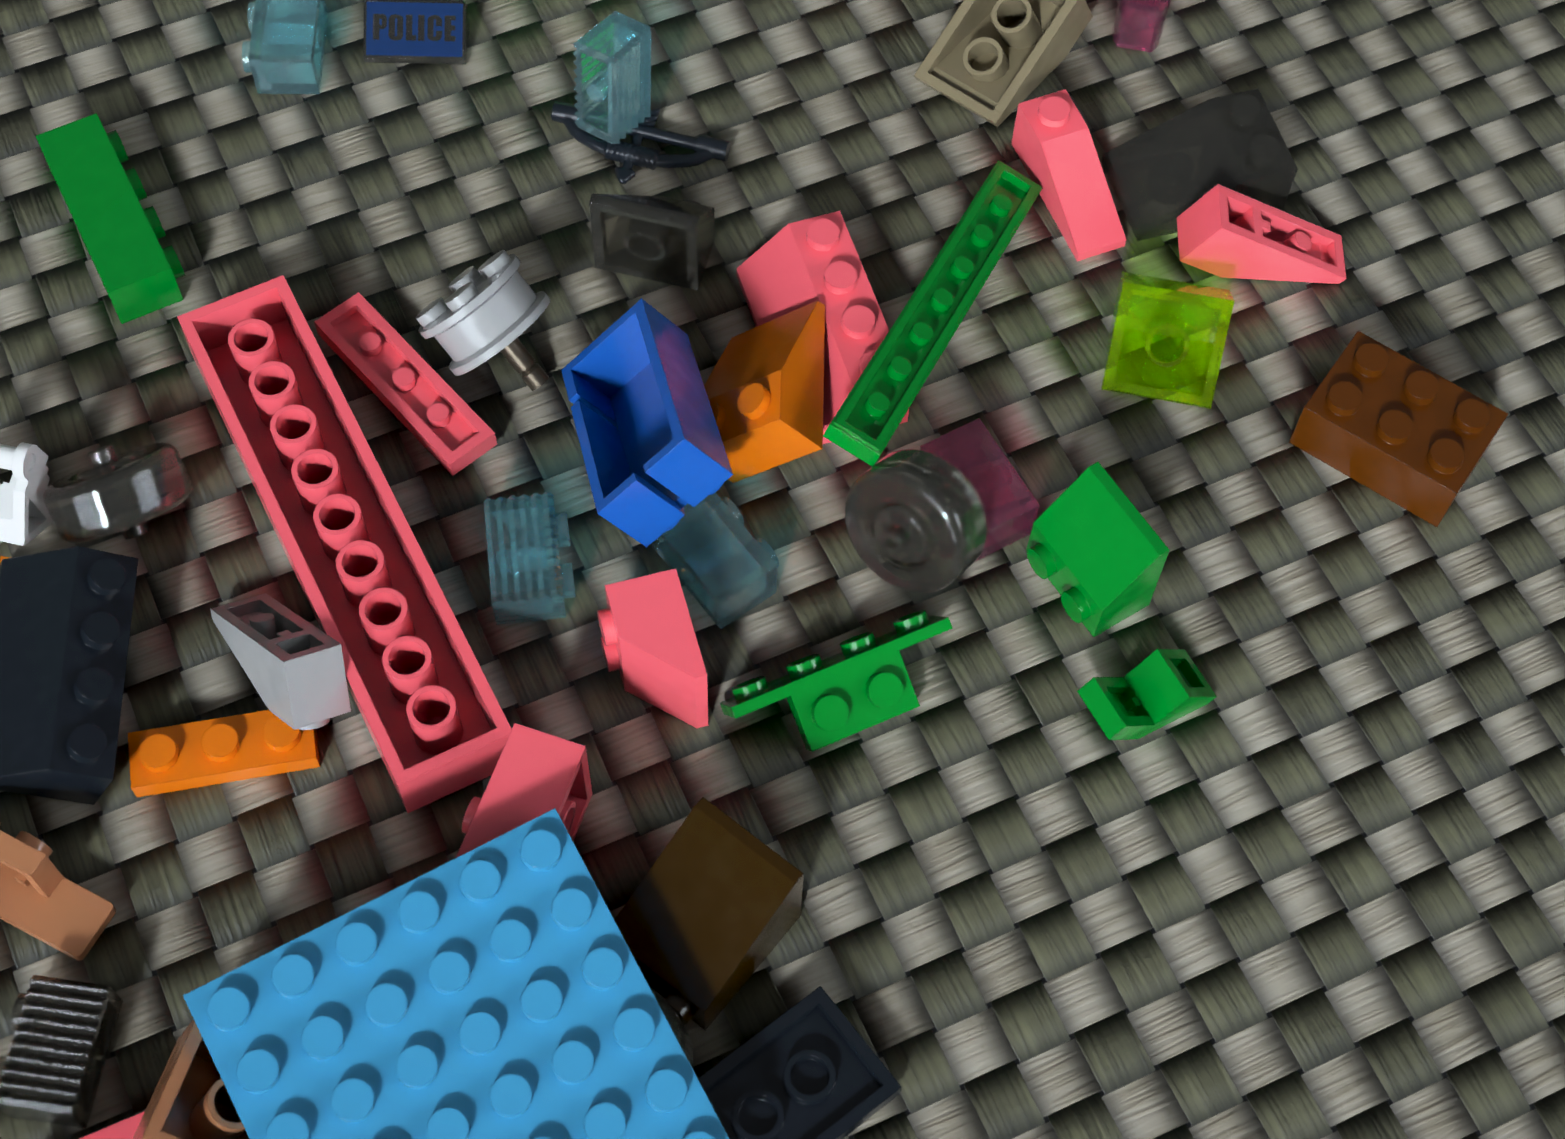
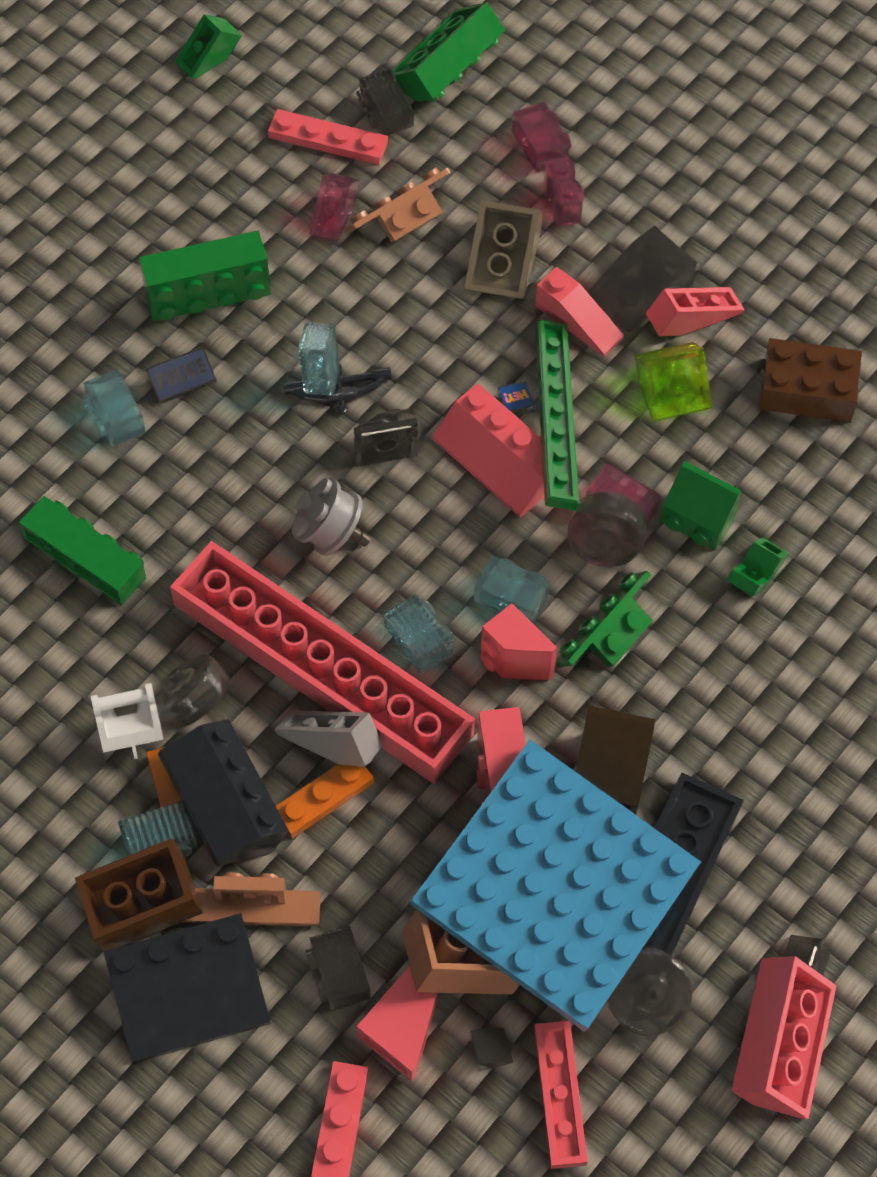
camera: 25 degrees left, 0 degrees up
(406, 384) = (301, 571): coral plate -> none
(645, 424) = (449, 536): blue piece -> none
(771, 392) = (492, 496): orange slope -> none
(898, 266) = (517, 398): none -> tile

